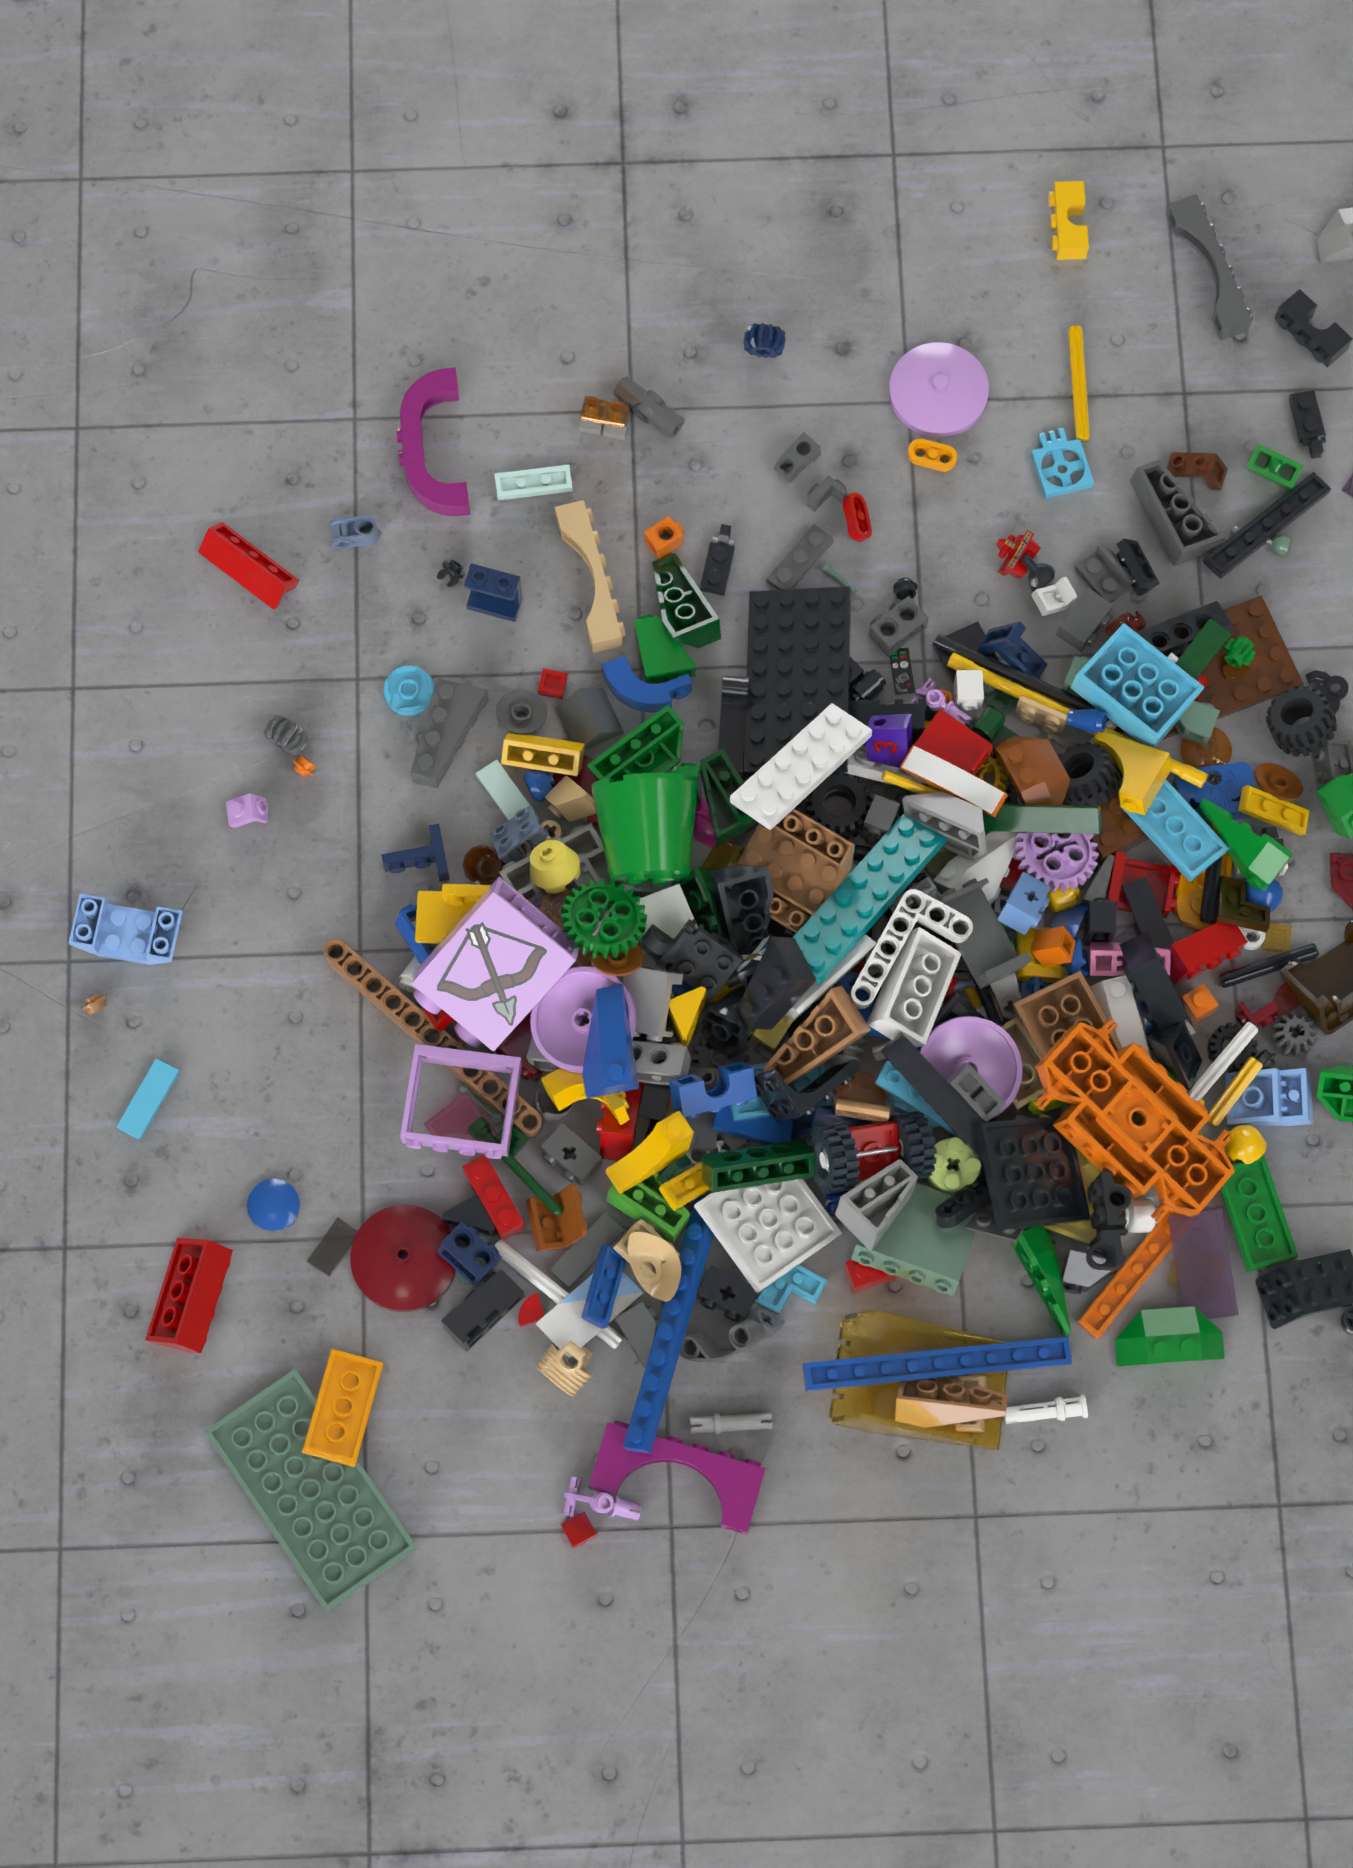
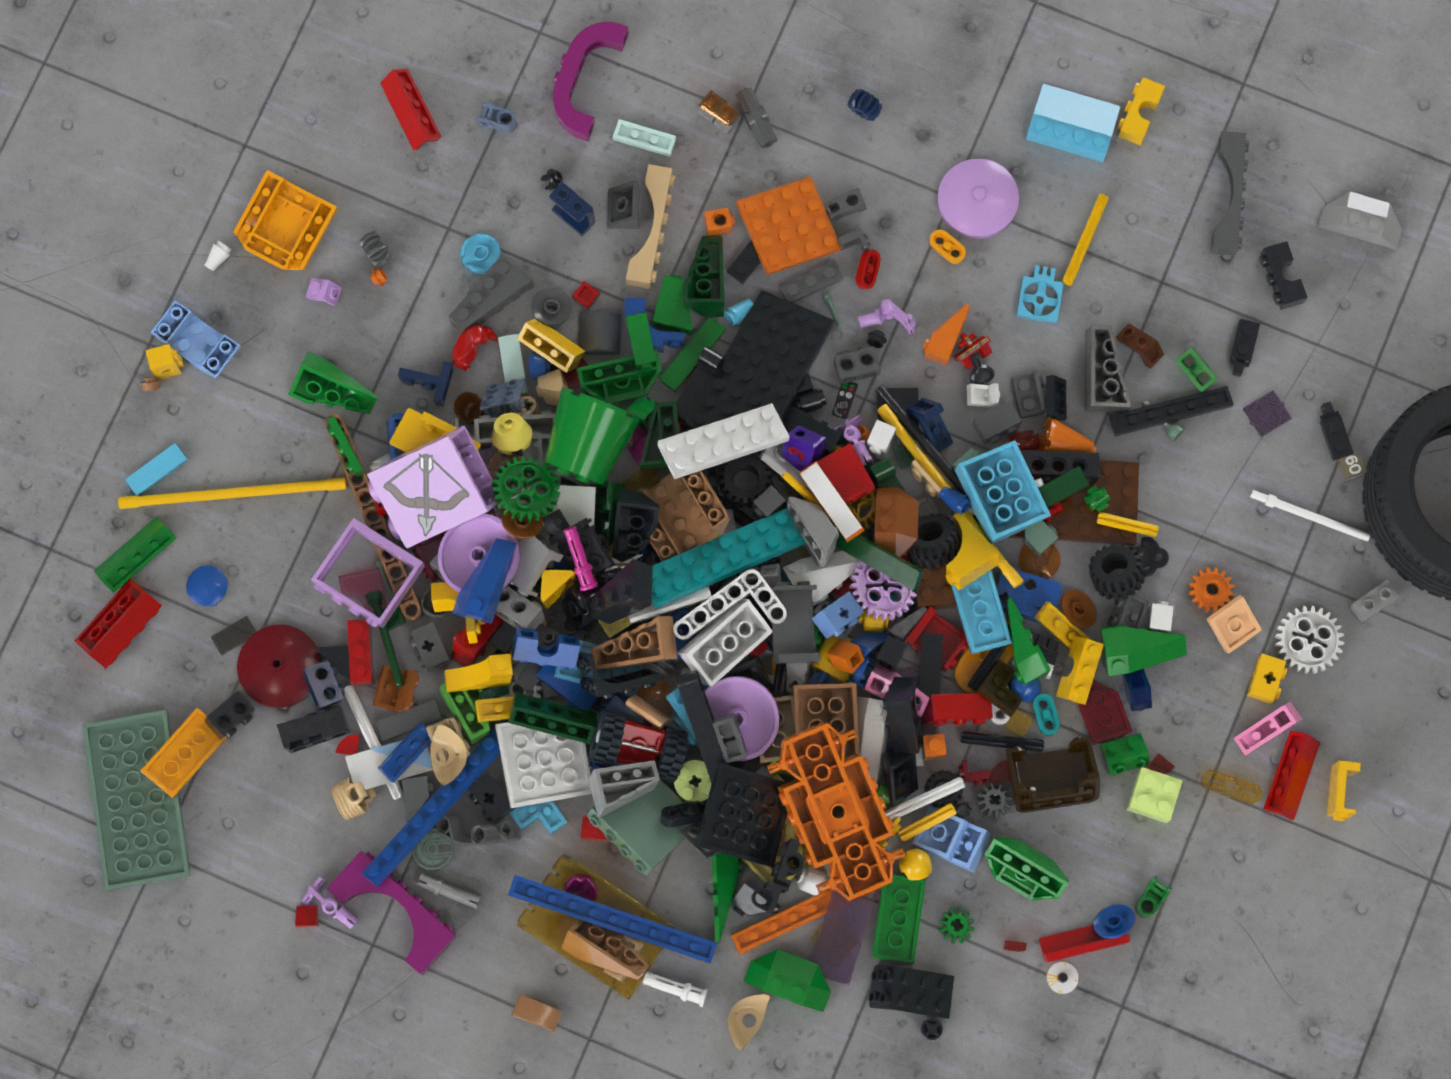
camera: 30 degrees right, 5 degrees up
(101, 969) = (164, 361): none -> yellow brick
(102, 824) = (217, 255): none -> white cone
(144, 1144) = (136, 501): none -> yellow piece
(164, 754) = (284, 223): none -> light orange wedge
(170, 1207) = (134, 554): none -> green panel
(302, 913) = (326, 384): none -> green wedge
(363, 970) = (344, 447): none -> green plate
(373, 1338) = (226, 712): none -> black brick
(446, 796) = (467, 344): none -> red animal
(548, 566) = (624, 206): none -> dark grey slope
(647, 699) = (641, 340): none -> green slope
(690, 1386) = (433, 851): none -> tile
(706, 696) = (688, 357): none -> green tile
(711, 980) = (582, 568): none -> dark pink pin
(734, 629) = (737, 312): none -> medium azure cone
(745, 508) = (788, 225): none -> orange plate
(883, 1342) = (582, 886): none -> magenta hair
(901, 553) = (888, 310): none -> lavender pin
(902, 1514) = (536, 1013): none -> medium nougat slope
(981, 558) = (944, 339): none -> orange slope
(1002, 265) = (1073, 122): none -> medium azure slope
(1144, 1388) = (750, 1005): none -> tan piece
(1163, 603) = (1063, 439): none -> orange cone
(1285, 665) = (1127, 524): none -> yellow axle
(1303, 913) = (1045, 715): none -> teal plate
(1322, 863) = (1078, 683): none -> yellow arch
(1335, 1195) = (950, 929): none -> green gear

